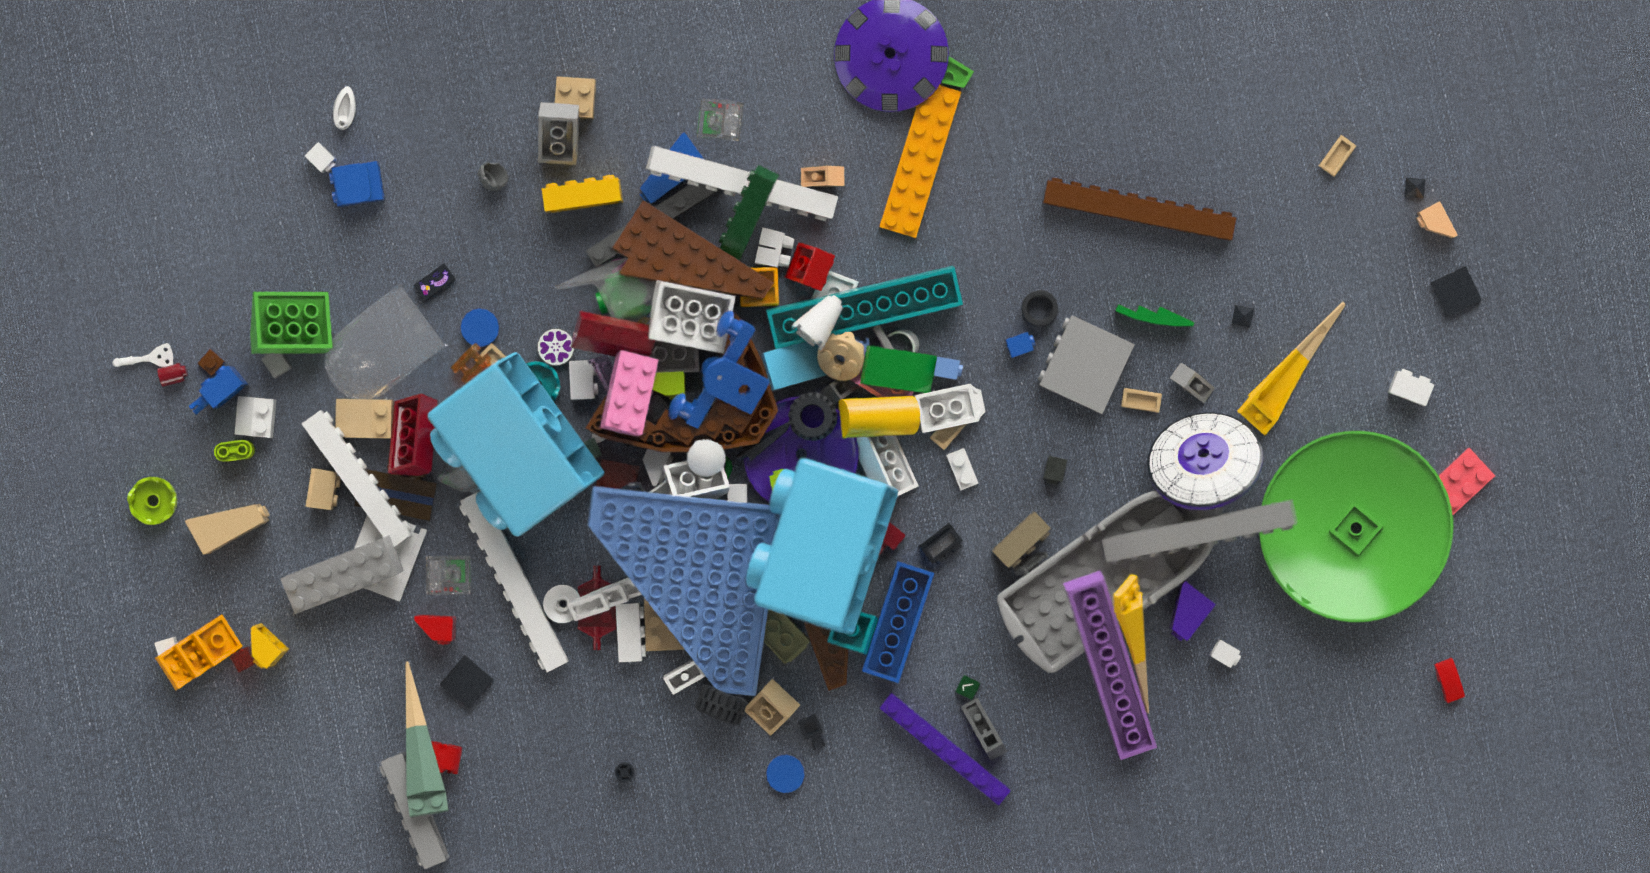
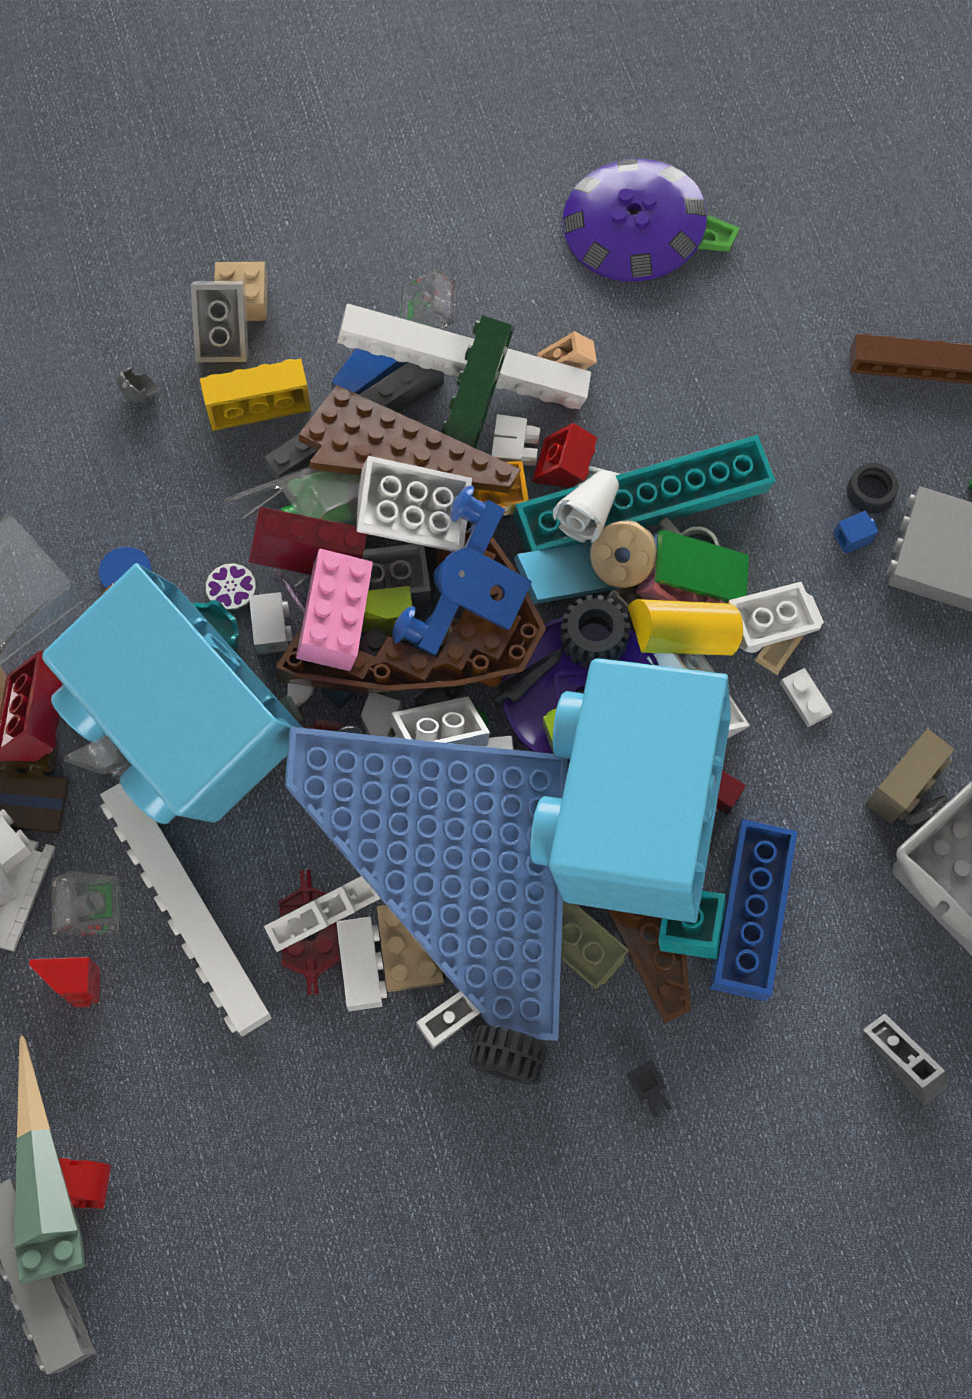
camera: 10 degrees left, 20 degrees down
(434, 282) = (62, 521): black tile -> none
(466, 681) = (117, 1063): black tile -> none
(552, 603) = (244, 925): white dish -> none
(623, 774) = (364, 1178): black wheel -> none
(706, 458) = (451, 693): white dish -> none
(771, 707) = (583, 1056): tan slope -> none
(785, 773) = (616, 1159): blue tile -> none
(919, 162) = (687, 337): light orange plate -> none
(941, 543) = (795, 796): black window -> none
(944, 748) = (855, 1095): dark purple brick -> none
(948, 368) = (765, 568): medium blue brick -> none
(967, 687) = (867, 998): dark green slope -> none
(1055, 469) = (934, 683): pearl dark grey brick -> none

